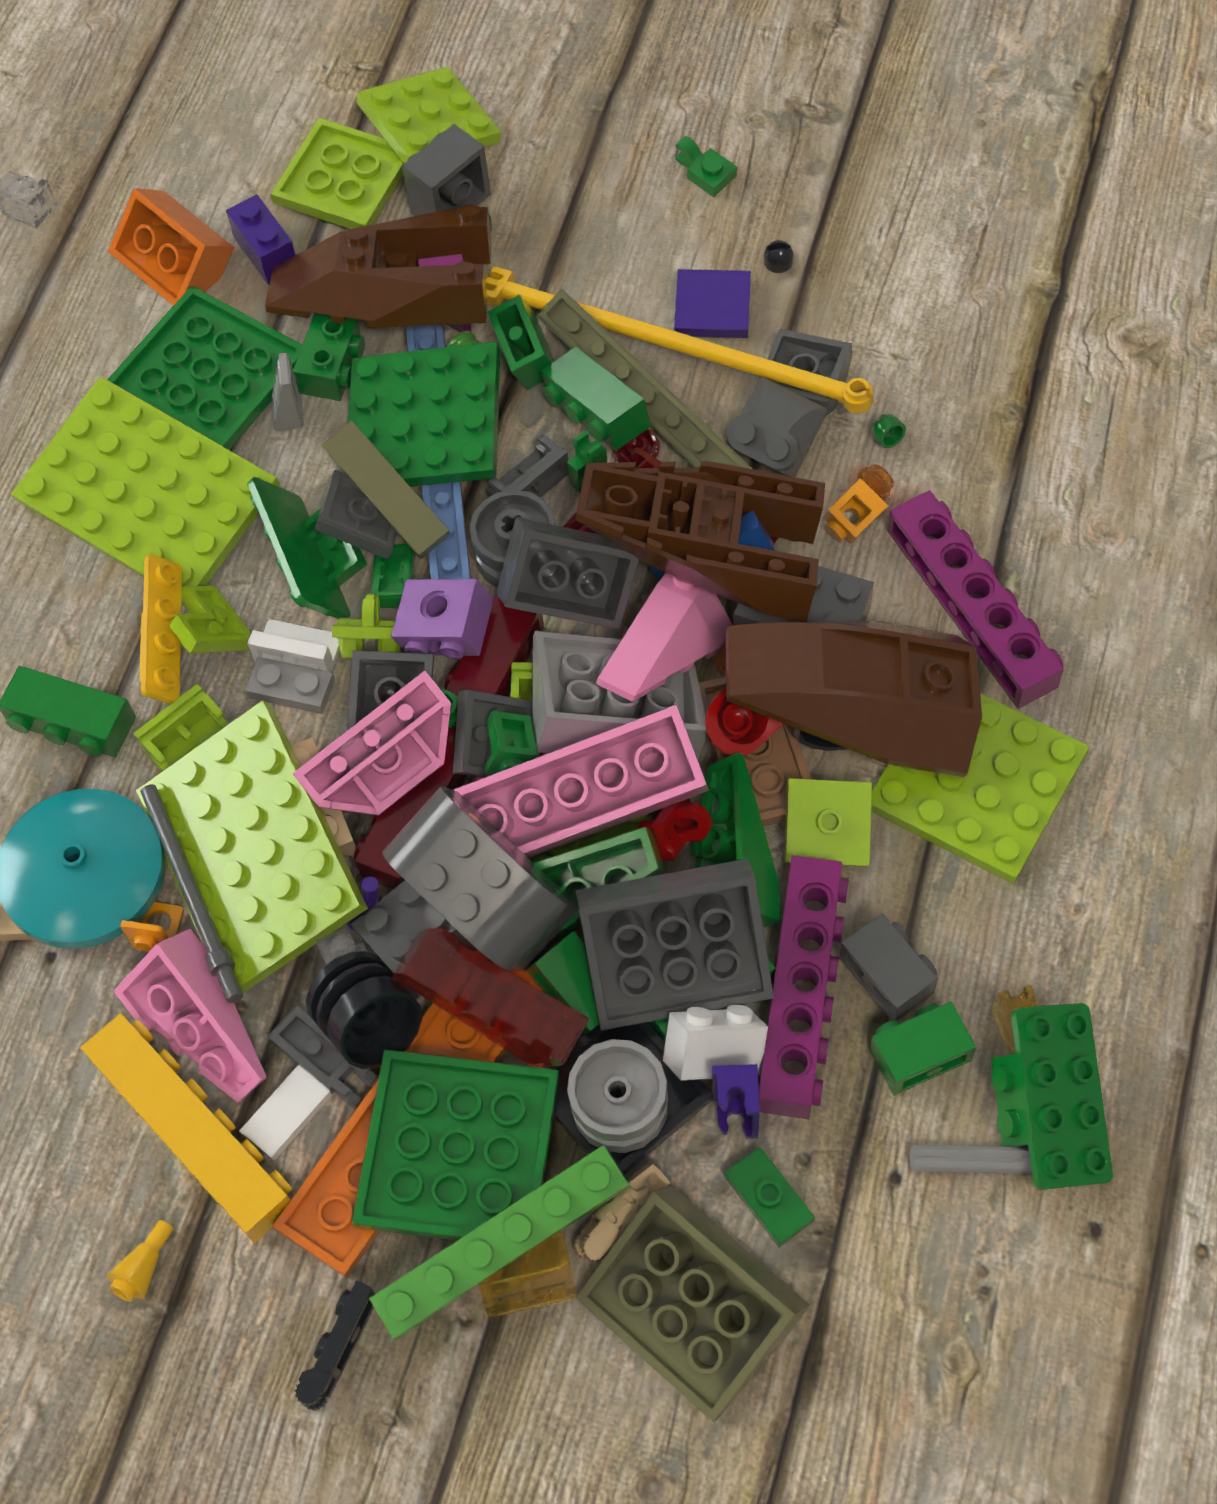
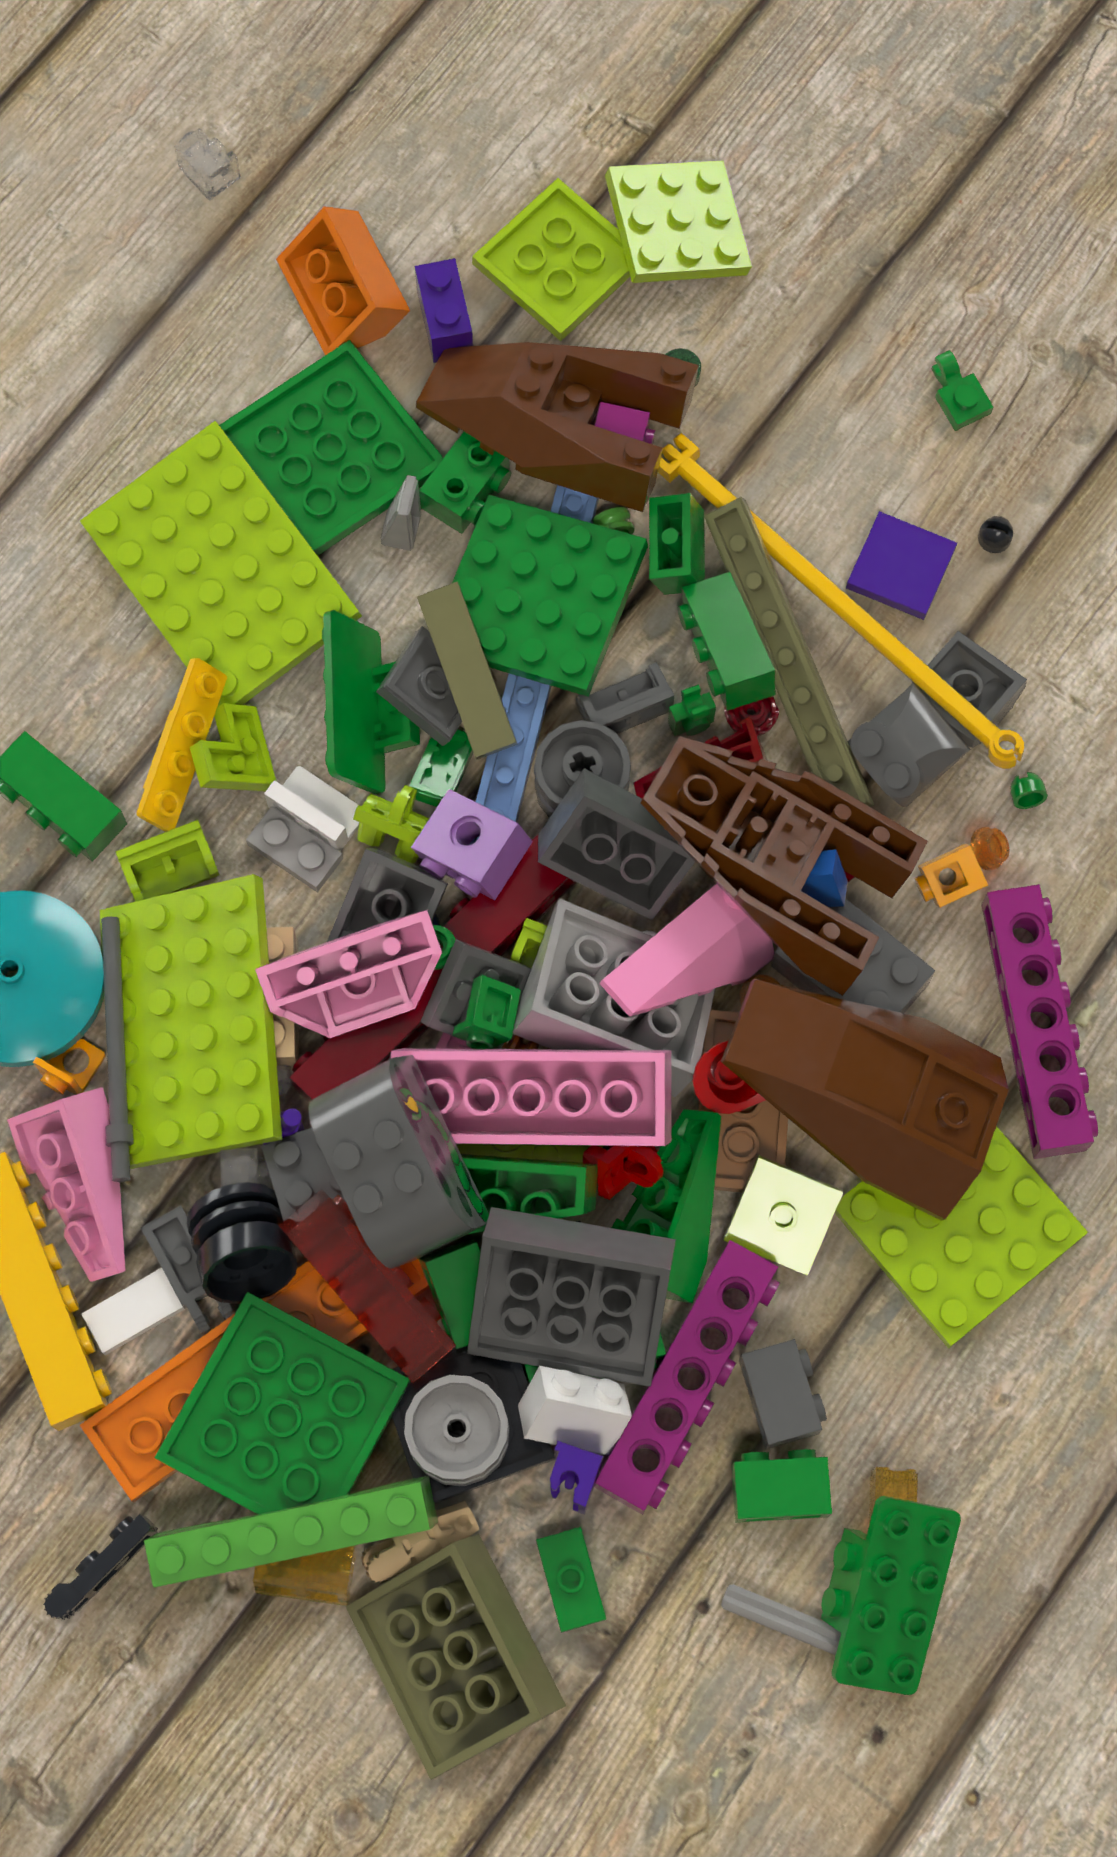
camera: 15 degrees right, 10 degrees up
(447, 173) = (668, 309): dark grey brick -> none

